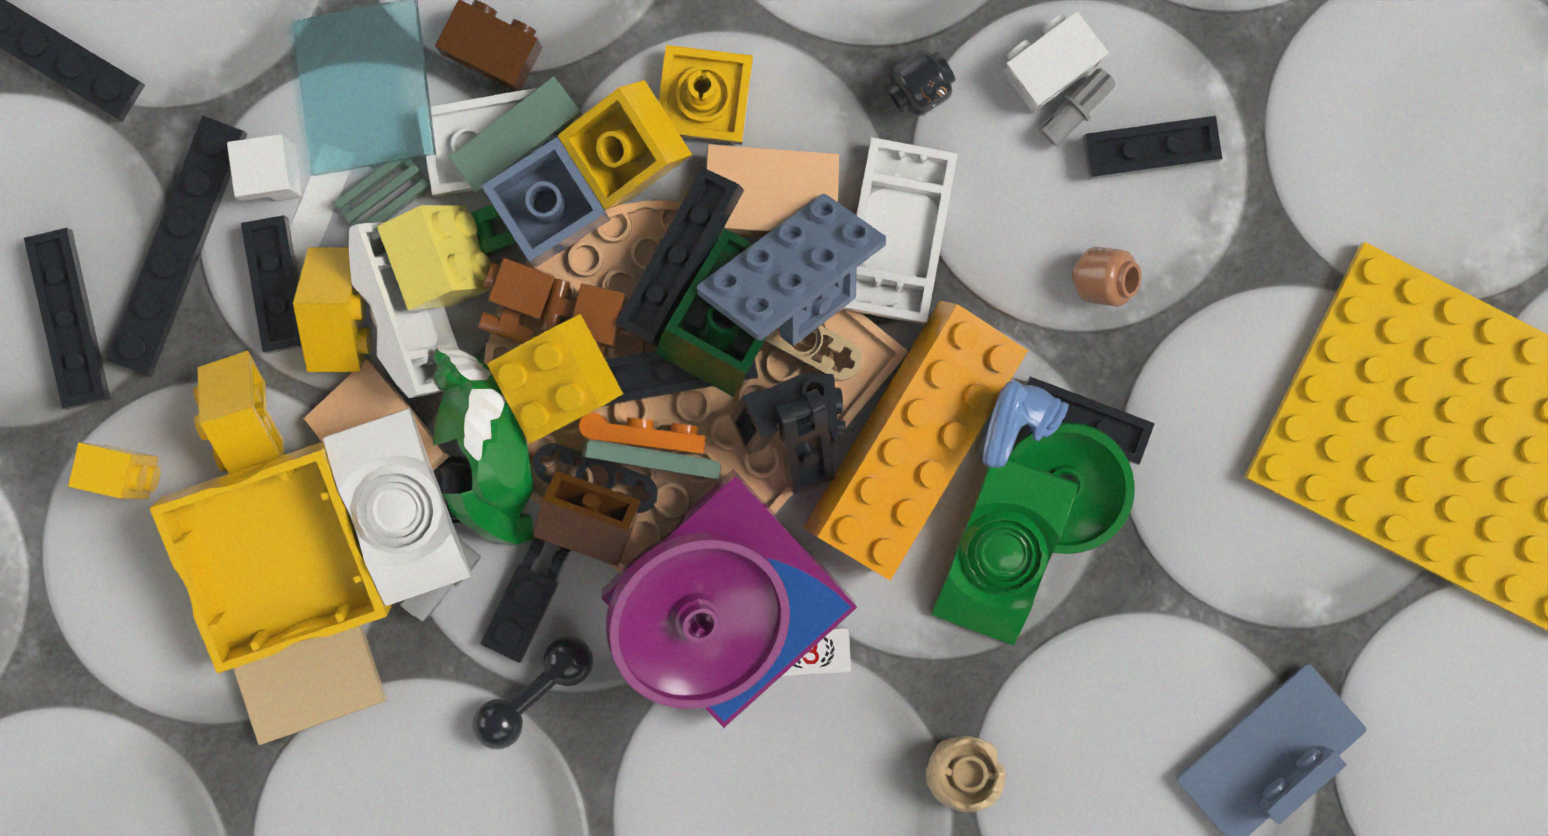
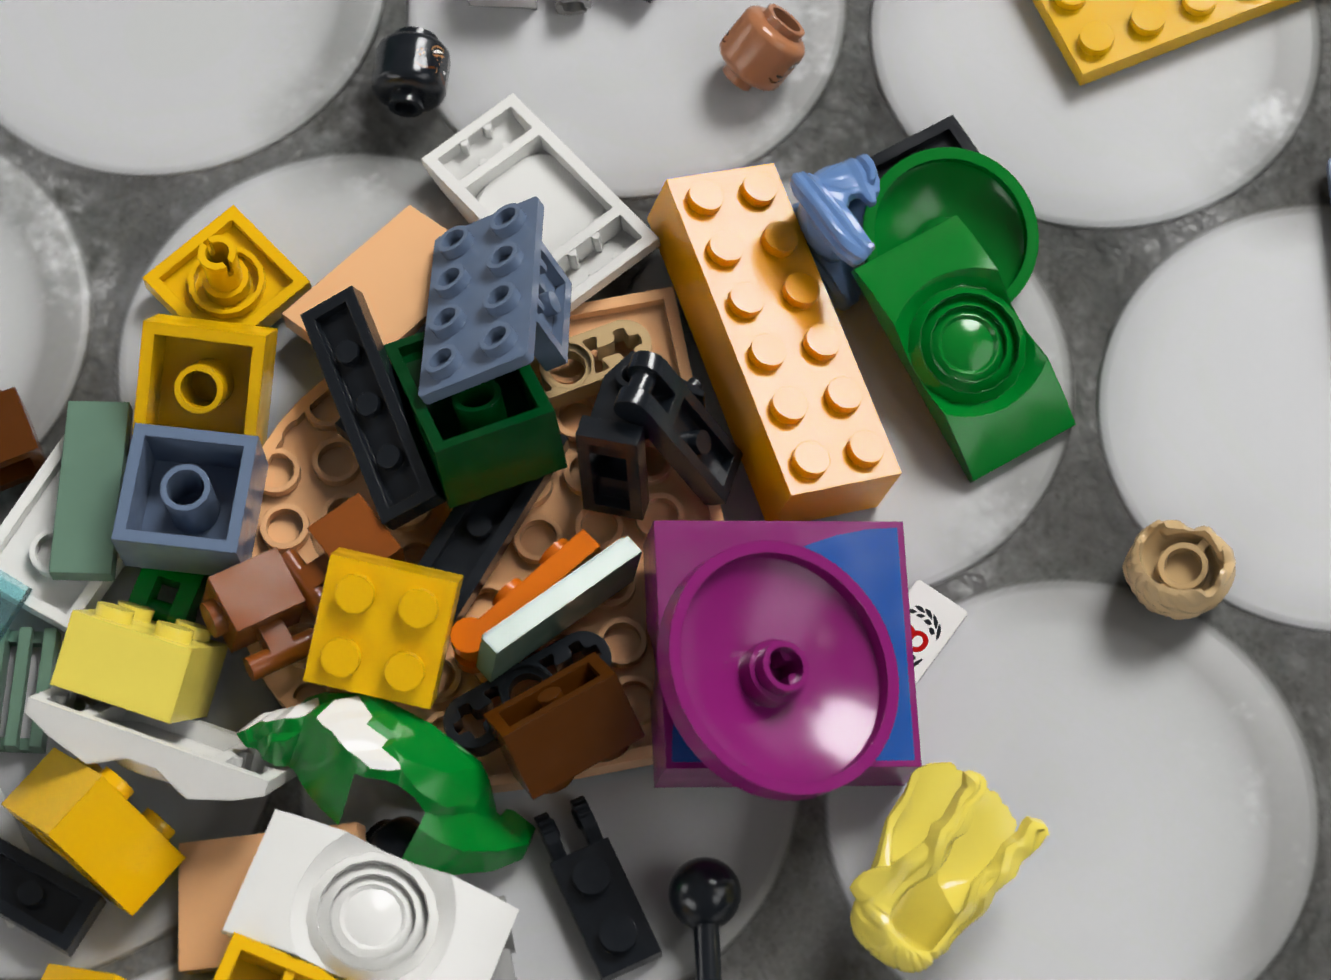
camera: 55 degrees left, 20 degrees down
(677, 770) = (937, 866): none -> light yellow hair

